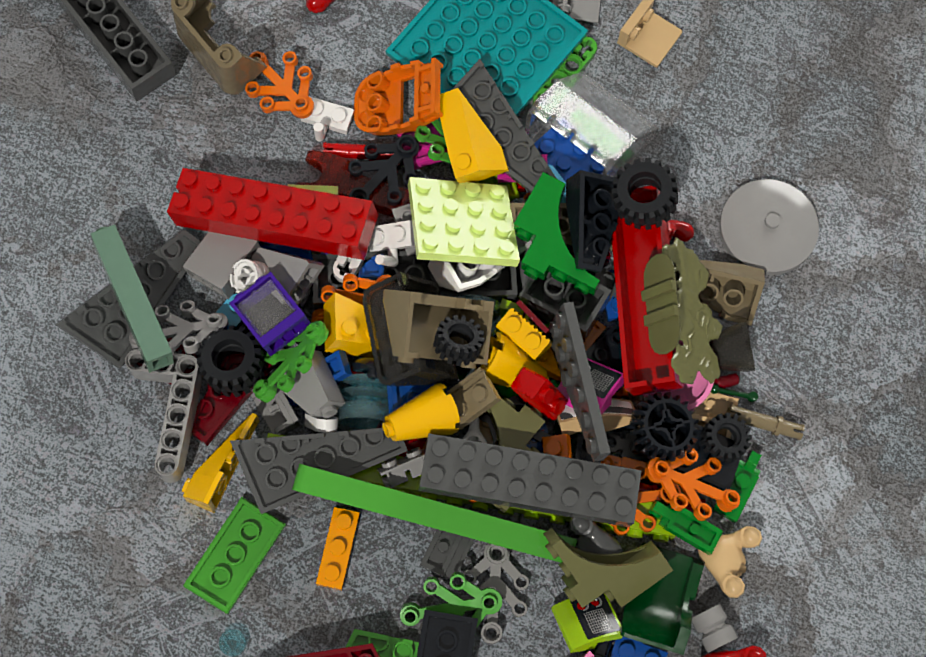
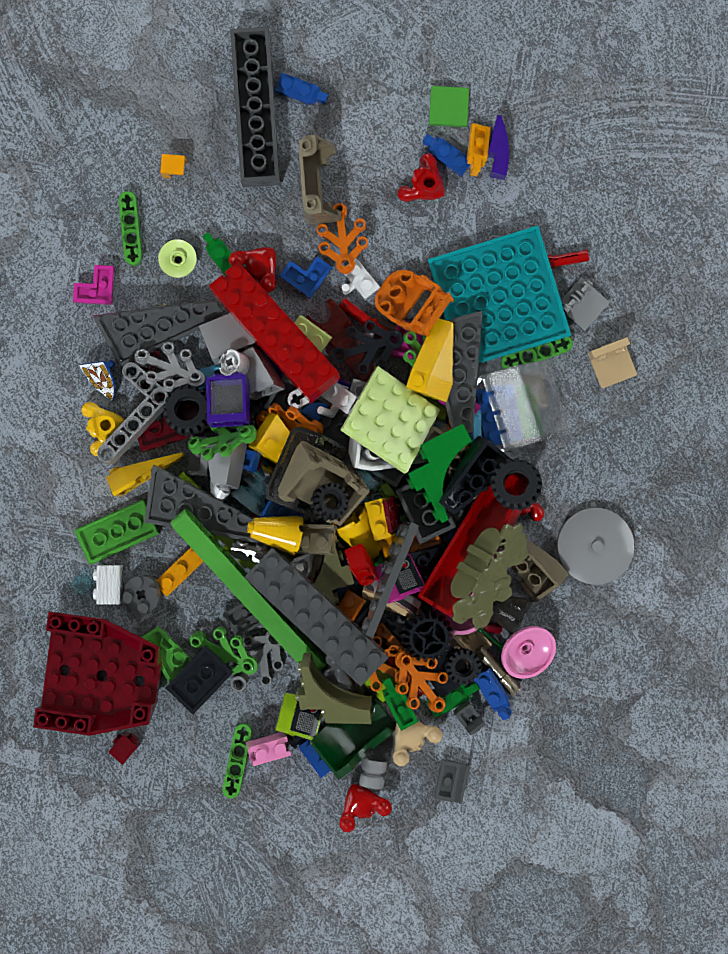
camera: 40 degrees right, 15 degrees up
(38, 217) = (130, 228): none -> bright green beam
(43, 121) = (172, 165): none -> light orange panel
(43, 306) = (100, 291): none -> dark pink plate
(105, 392) = (100, 377): none -> shield
(108, 204) = (170, 252): none -> yellowish green dish
(132, 298) = (149, 330): sand green brick -> none
(139, 443) = (101, 424): none -> yellow head
(153, 181) = (218, 252): none -> green hinge
(206, 157) = (260, 265): none -> red head
(264, 619) = (108, 584): none -> white brick
(271, 151) = (306, 281): none -> blue plate
(299, 594) = (152, 593): none -> dark grey plate
(773, 494) = (469, 717): none -> dark grey bracket
(780, 449) = (494, 693): none -> blue hinge
(784, 378) = (528, 652): none -> bright pink dish
(806, 579) = (451, 781): none -> dark grey plate

